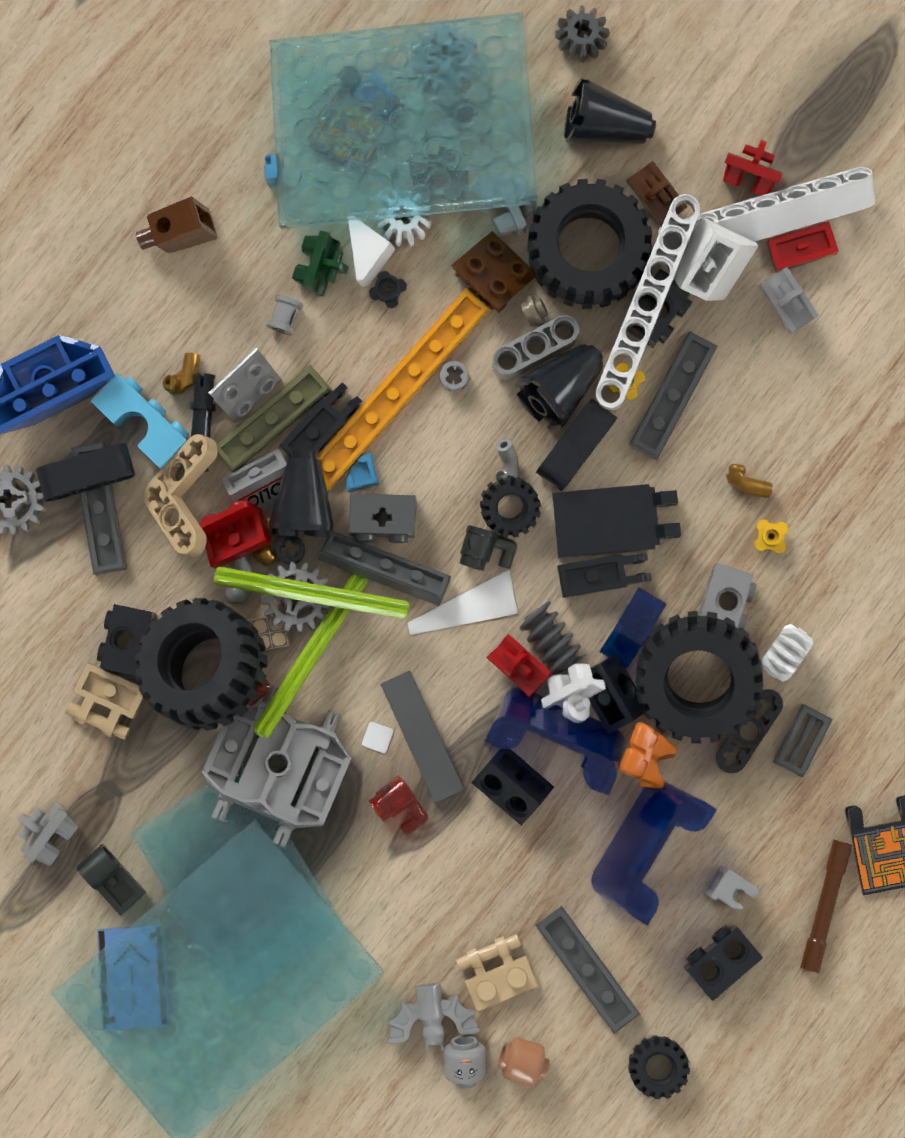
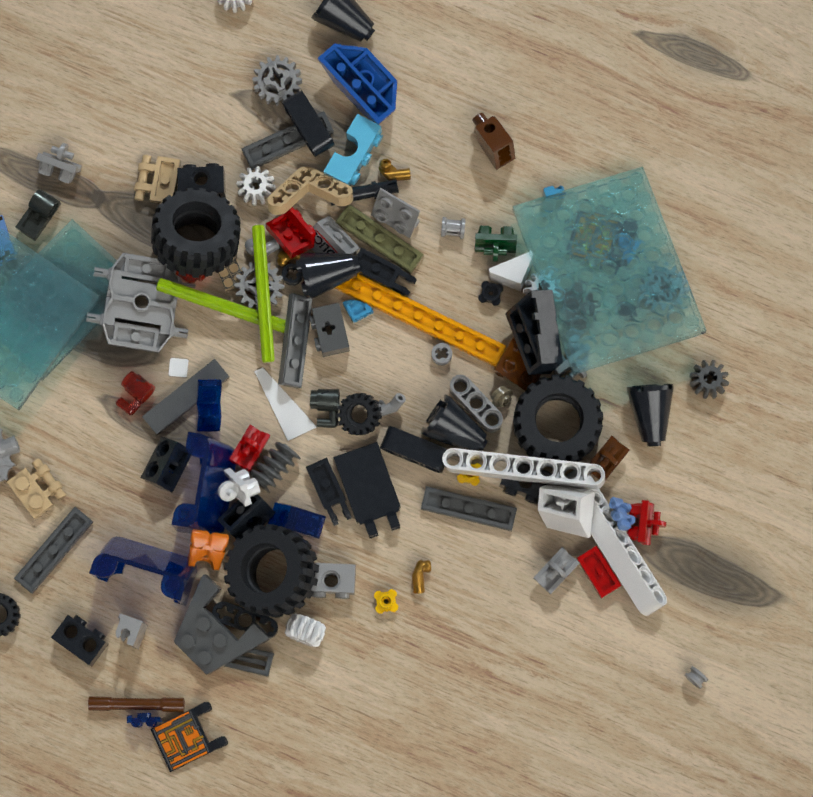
camera: 75 degrees right, 5 degrees down
(147, 577) = (247, 189): none -> white gear
(444, 707) = (208, 405): none -> clear blue slope
(465, 236) = (536, 331): none -> black wedge
(735, 197) = (619, 513): none -> medium blue piece
(766, 786) = (207, 639): none -> dark grey wing
(849, 901) = (143, 718): none -> clear blue piece

